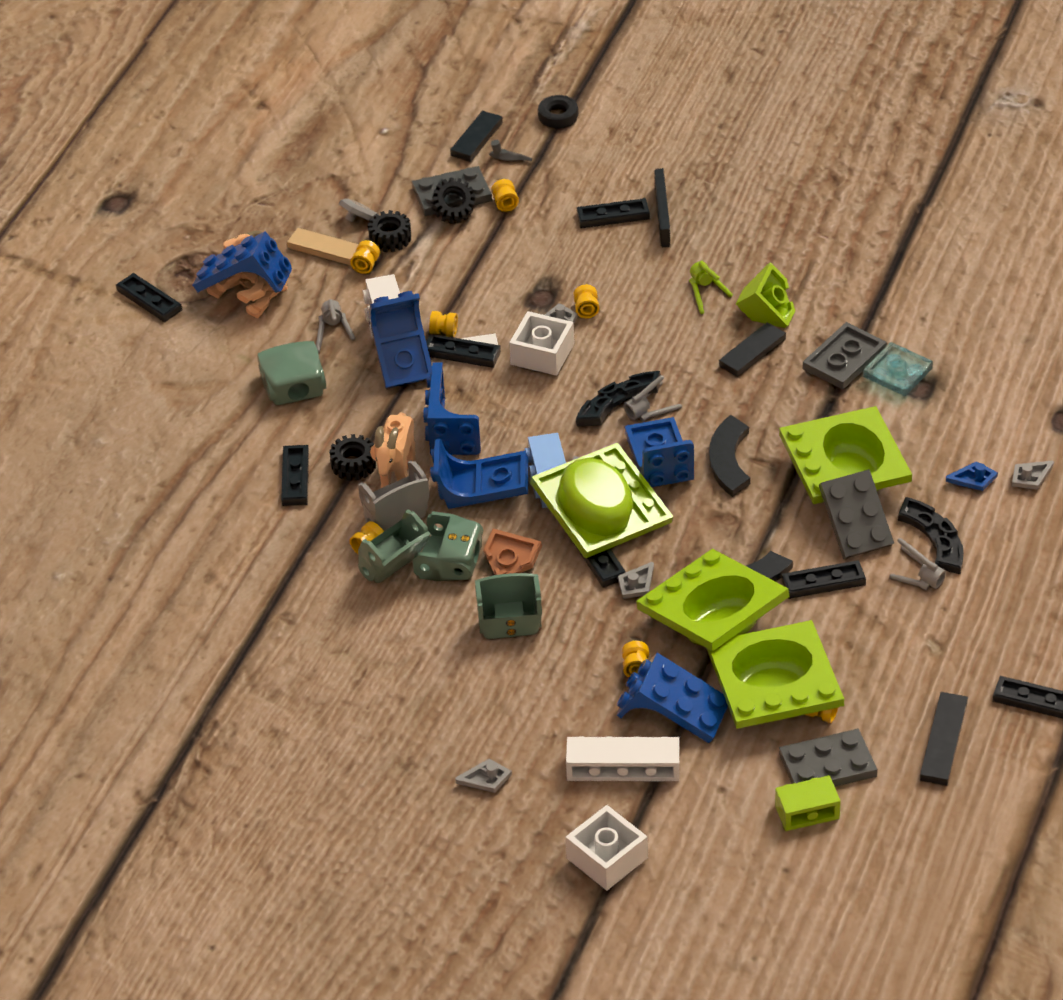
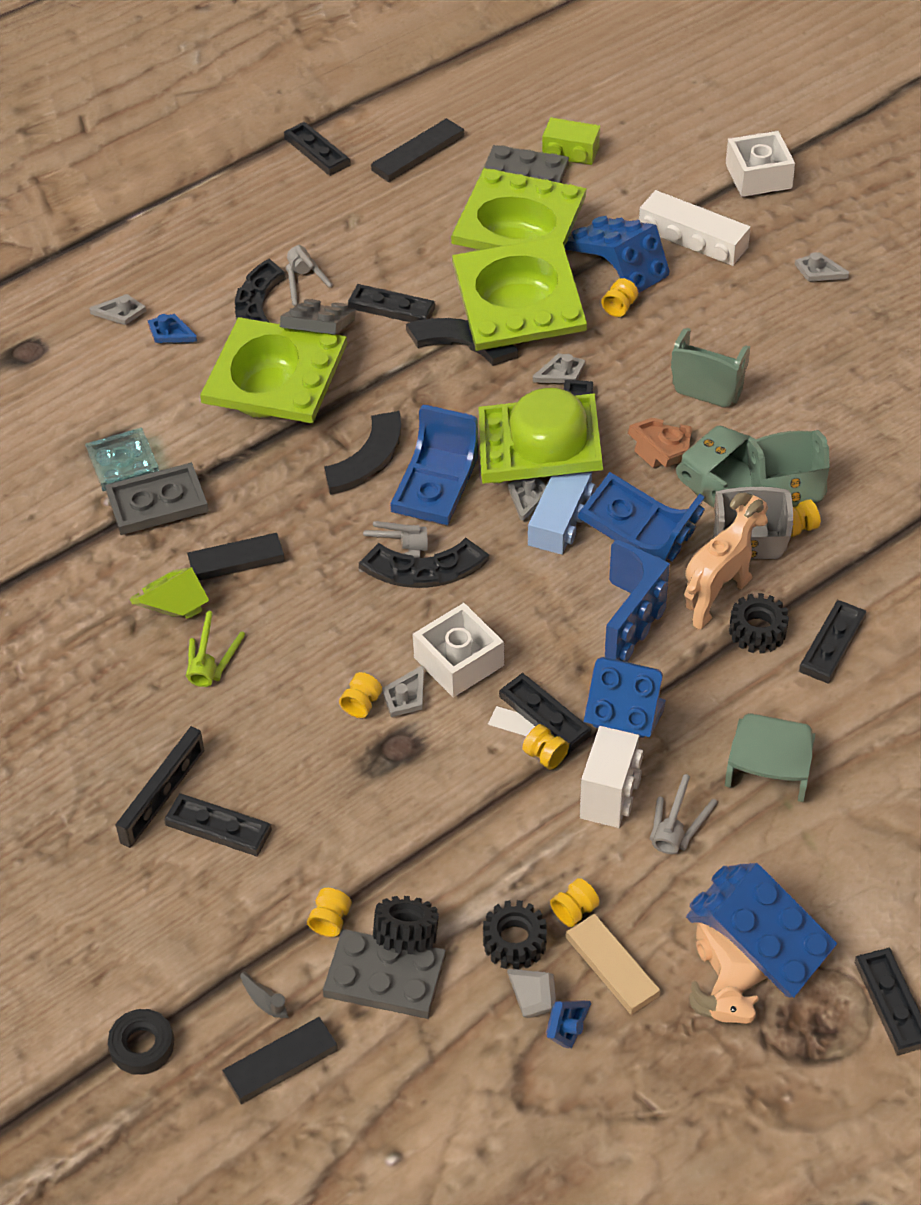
camera: 150 degrees left, 5 degrees up
(330, 206) = (567, 1021): none -> blue piece

